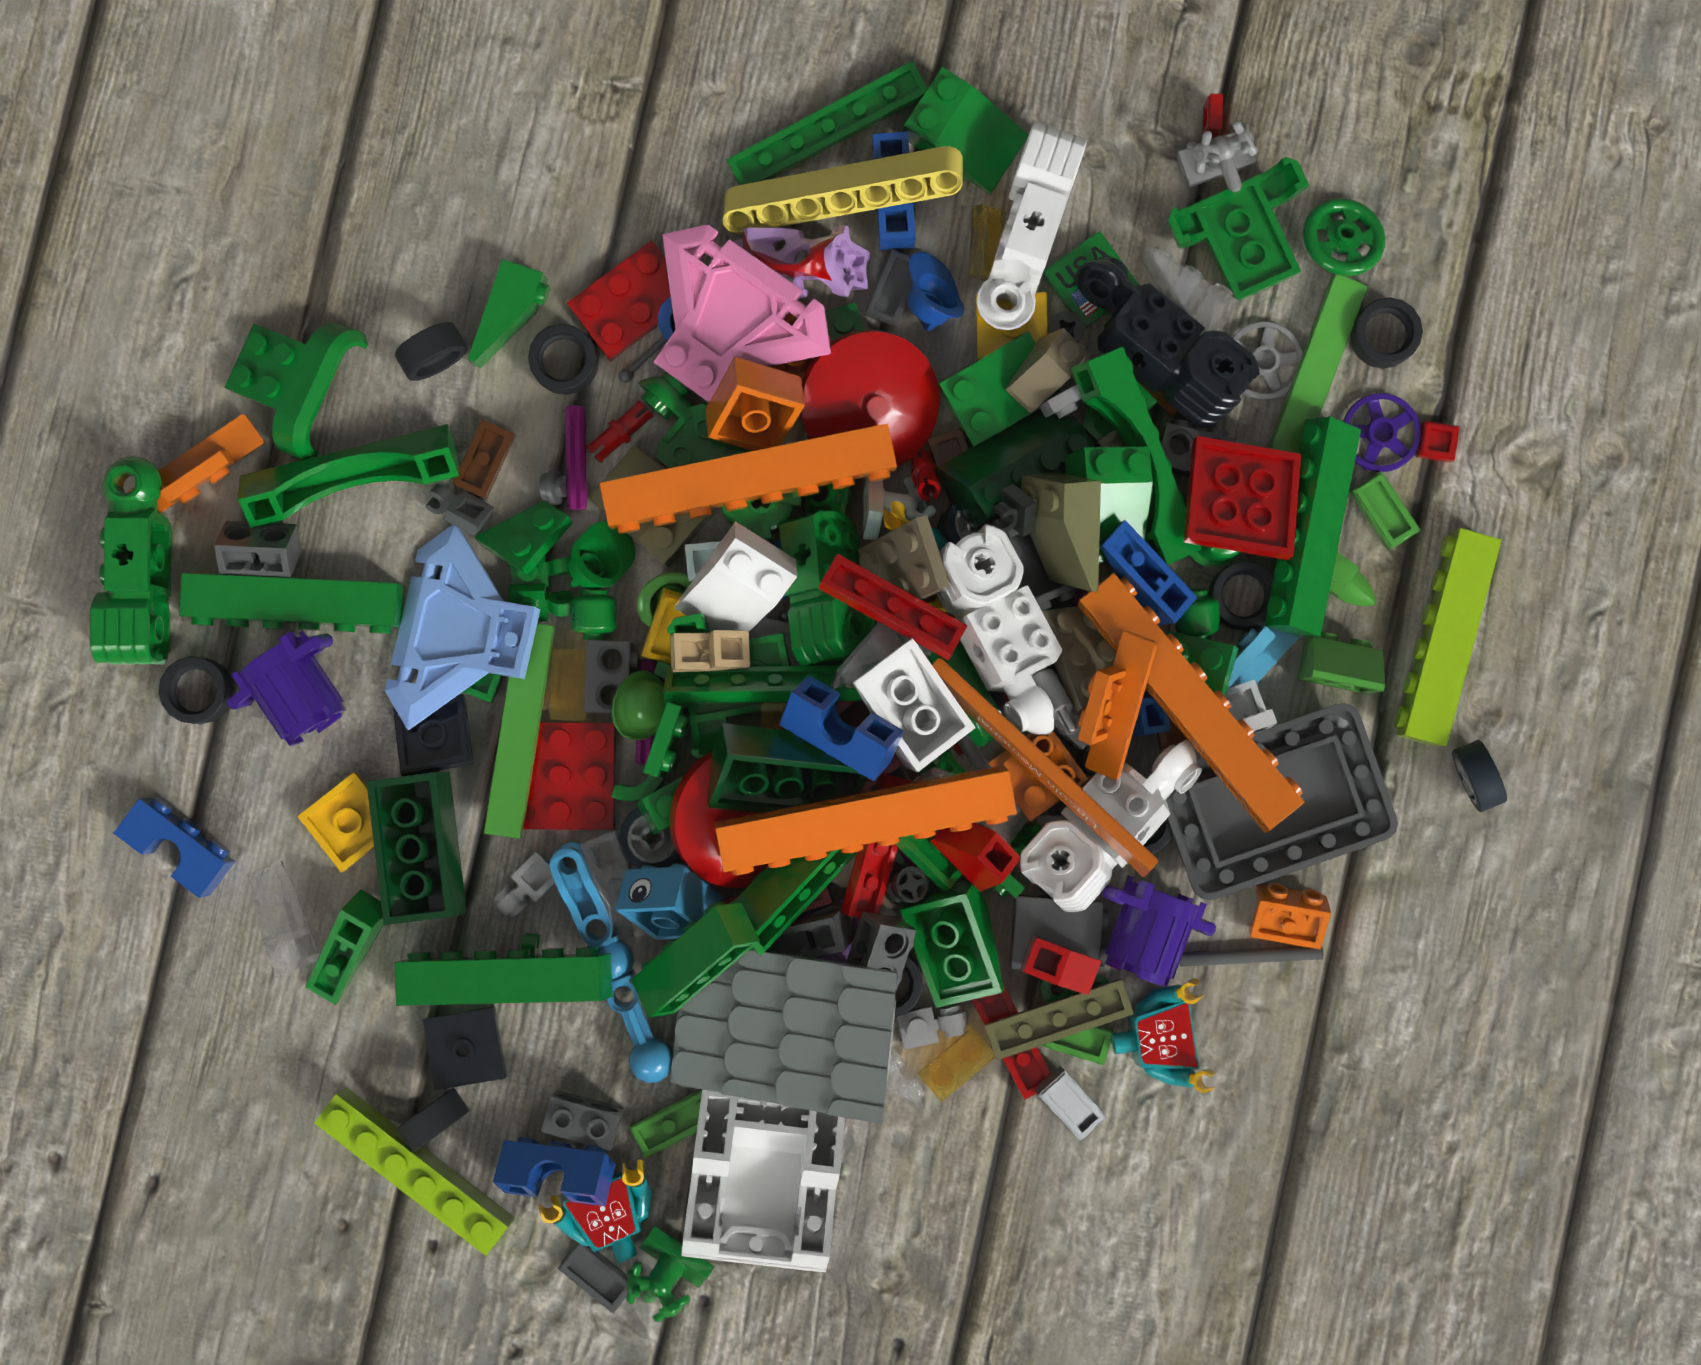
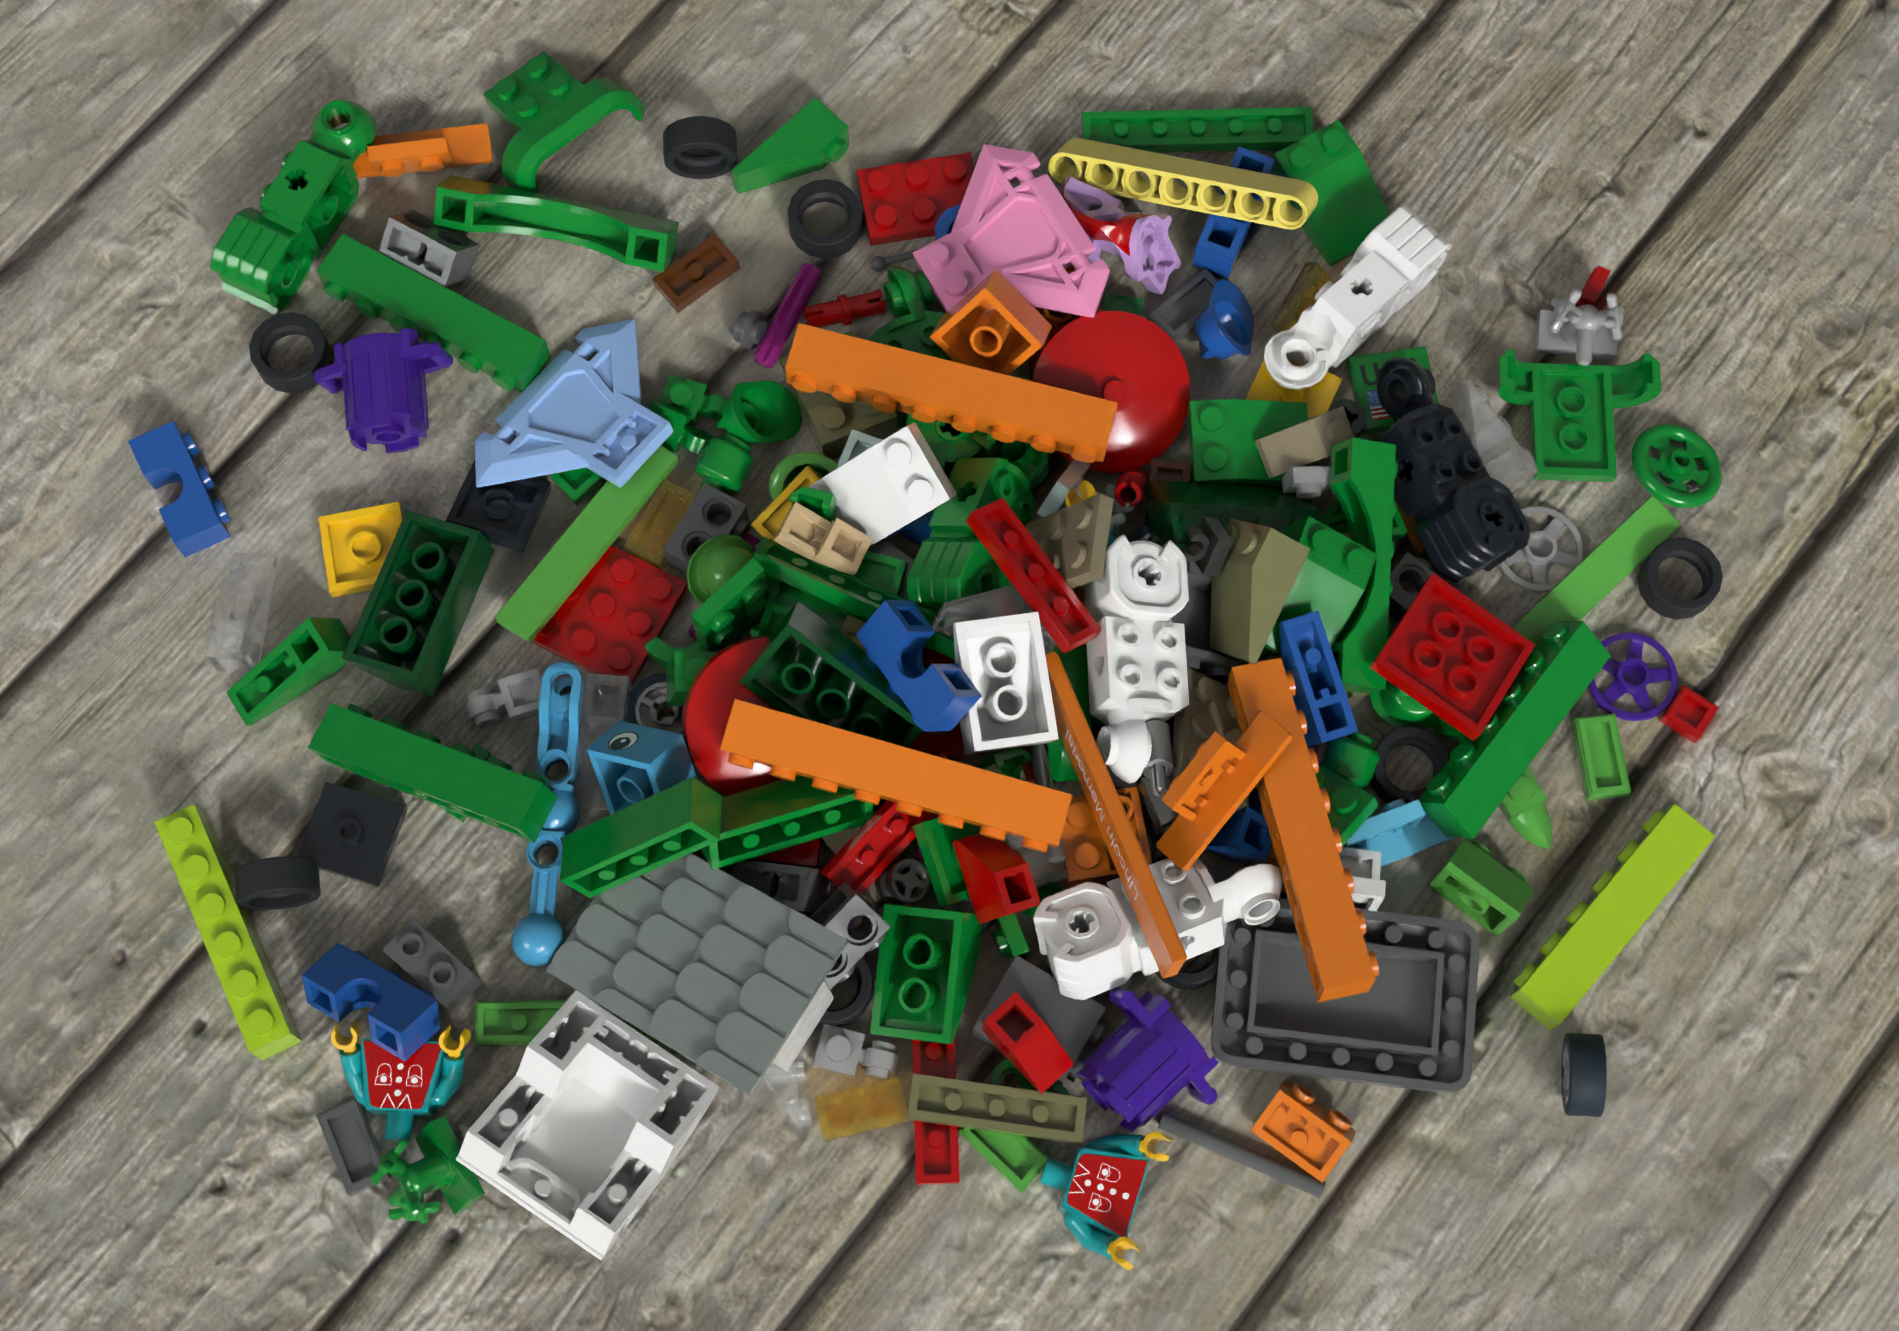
camera: 25 degrees right, 15 degrees down
(462, 511) = (649, 310): dark grey plate -> none
(526, 536) = (698, 362): green wing -> none
(1070, 1103) = (964, 1213): tile -> none

